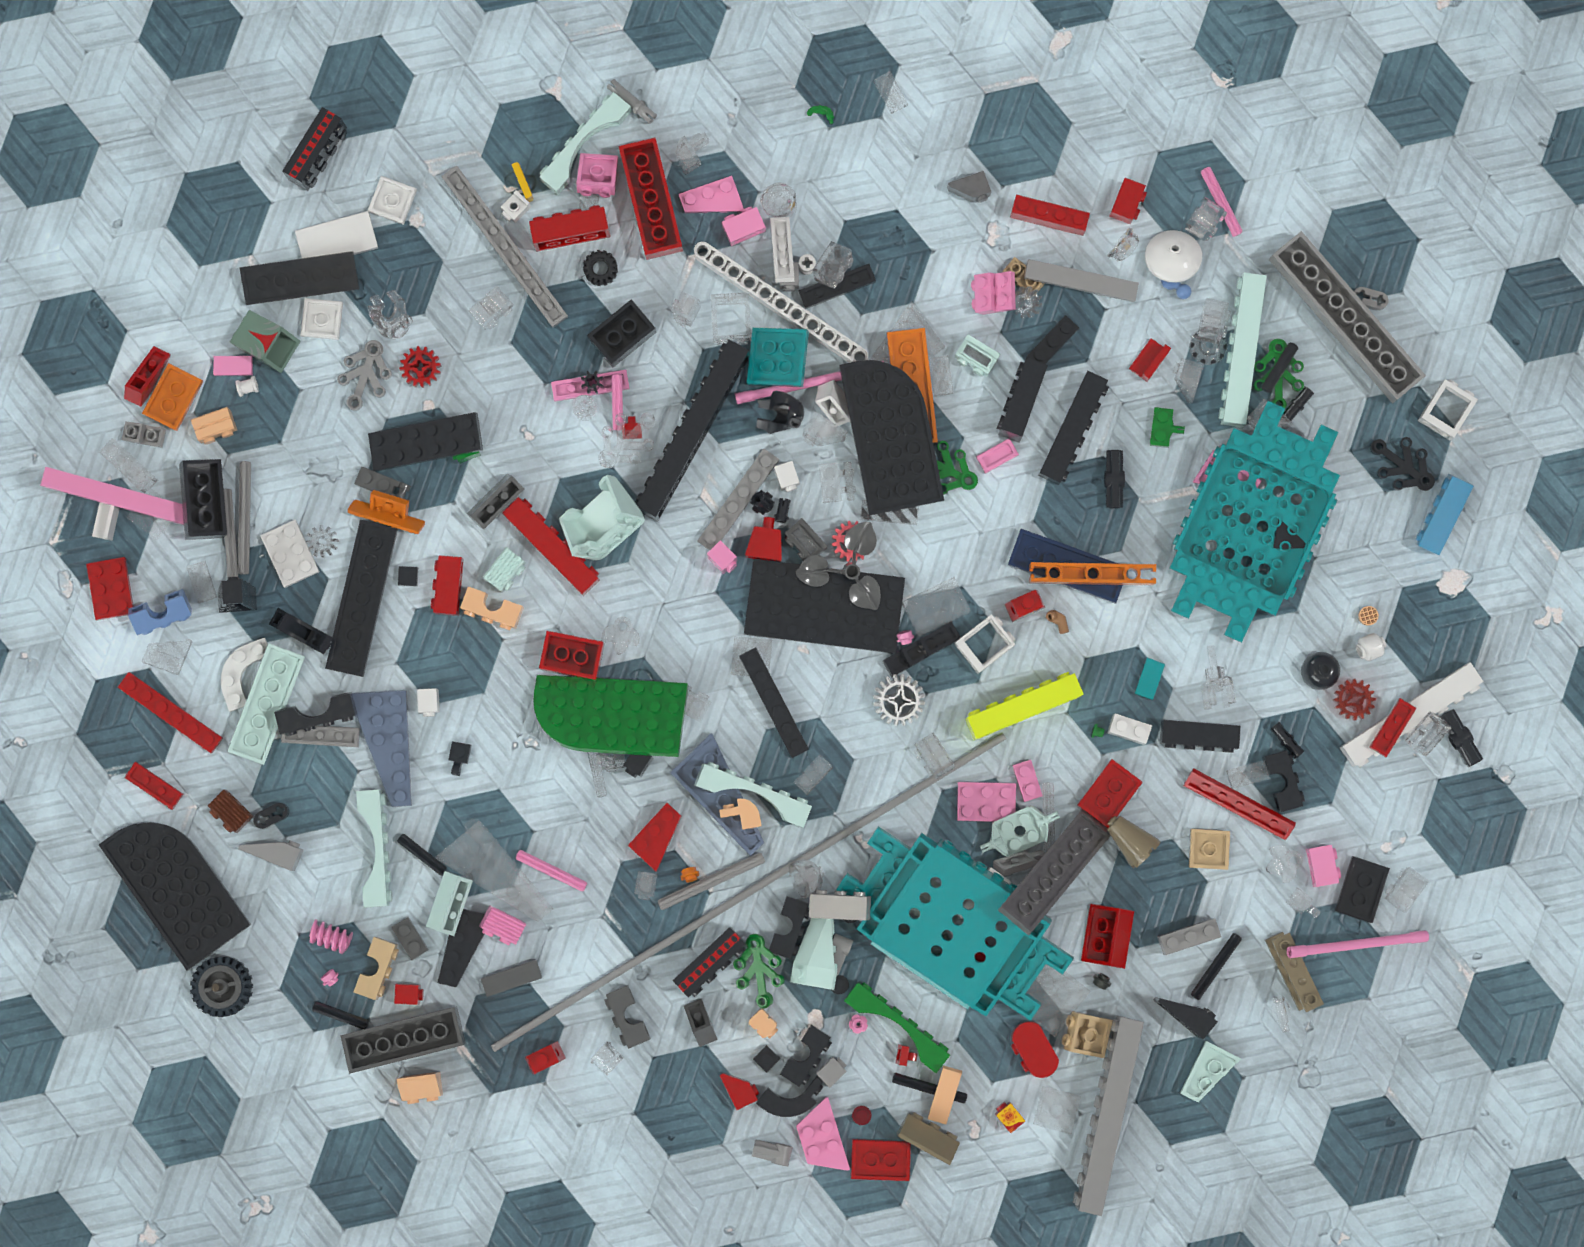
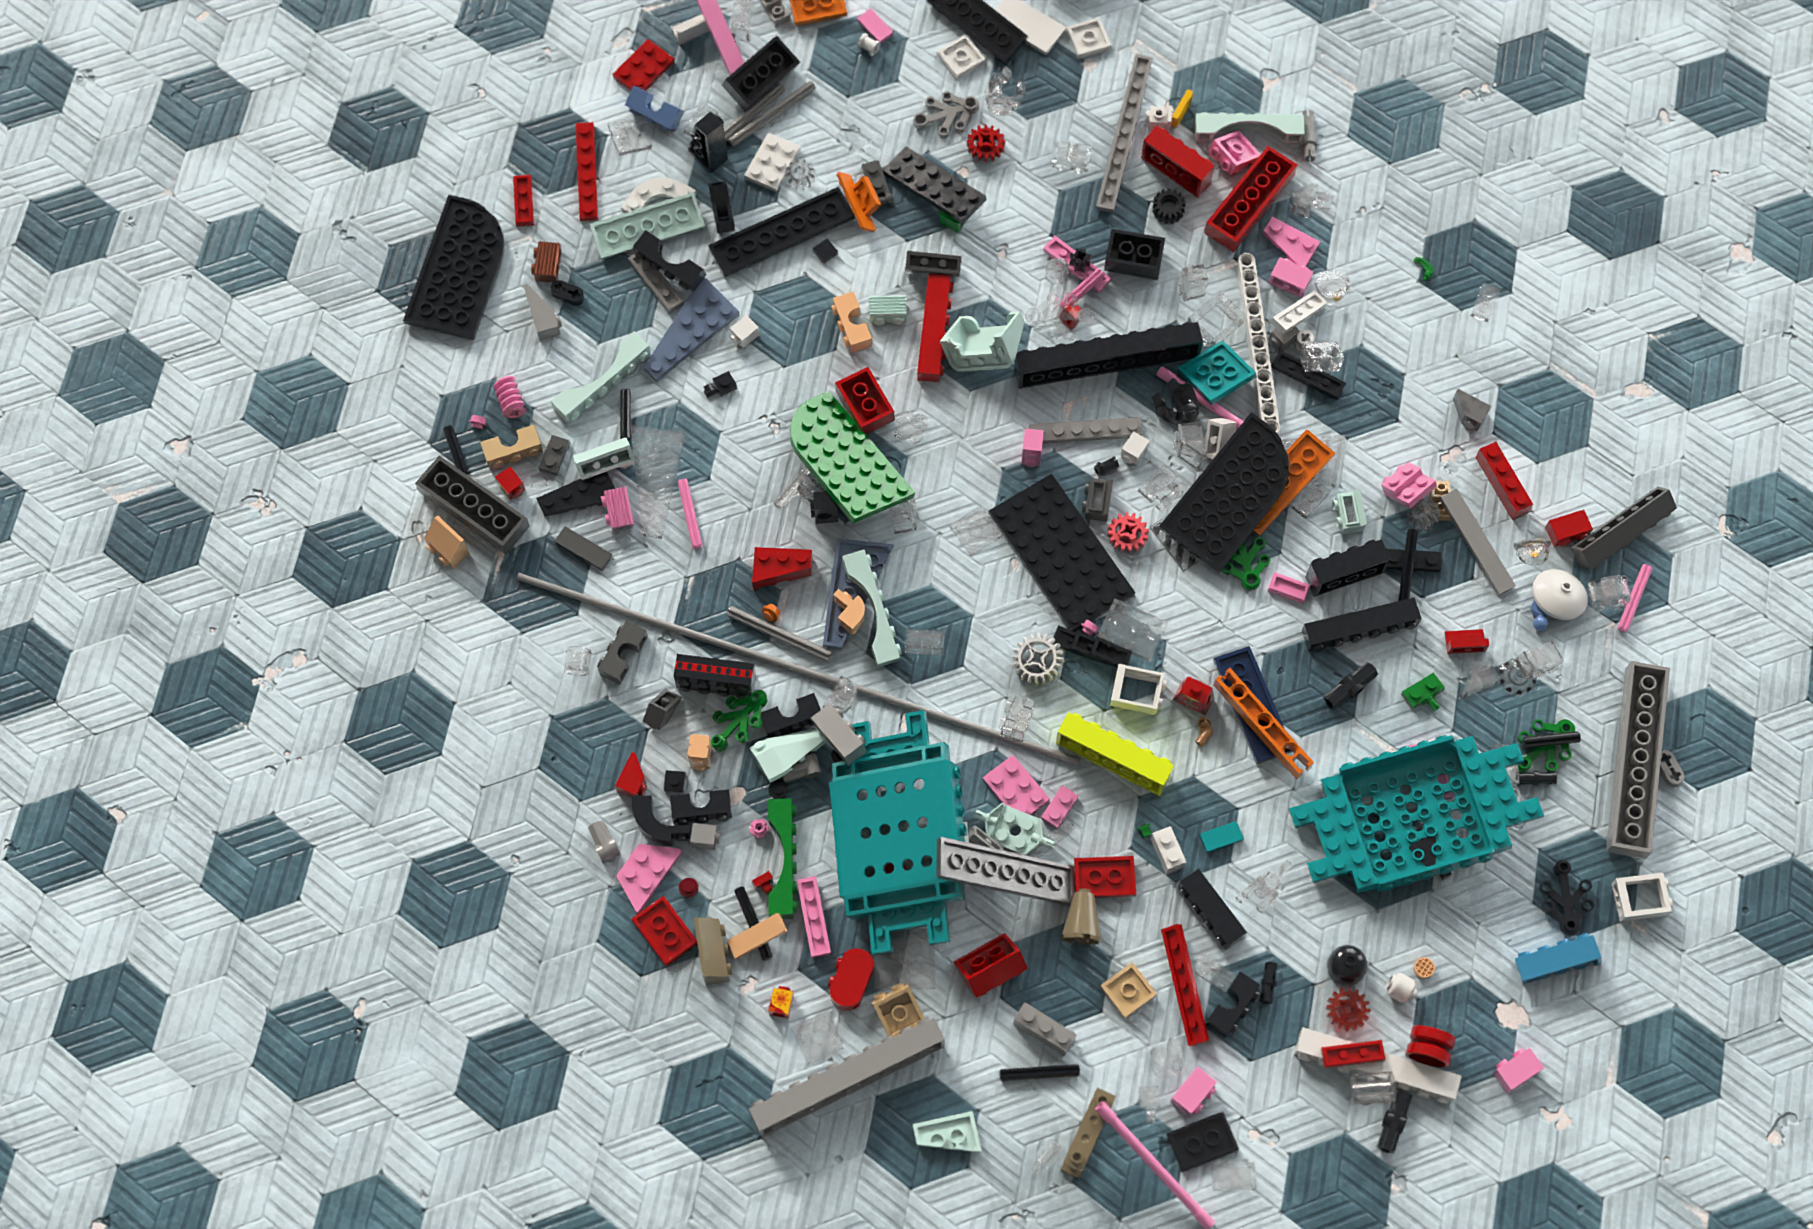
camera: 50 degrees right, 15 degrees down
(214, 425) = (821, 44): light nougat brick -> none
(221, 986) = (410, 351): wheel -> none
(265, 341) = (911, 31): sand green slope -> none
(447, 585) = (842, 280): red brick -> none
(545, 1057) = (538, 615): red torso -> none
(645, 885) = (736, 587): clear brick -> none
(762, 502) = (1099, 446): black gear -> none
(765, 542) = (1071, 471): red torso -> none
(773, 702) = (955, 571): black plate -> none
(866, 591) = (1098, 569): dark grey plant -> none
(962, 1038) = (813, 917): none -> bright pink plate
(1058, 351) = (1408, 564): none -> black axle
(1102, 981) = (950, 989): pearl dark grey plate -> none
(1163, 159) = (1624, 528): none -> dark grey brick
(1195, 1019) = (982, 1080): black slope -> none
(1243, 349) = (1539, 702): light aqua brick -> none
(1431, 664) = (1430, 1046): none -> red wheel
(1496, 615) = (1517, 1070): none -> bright pink brick

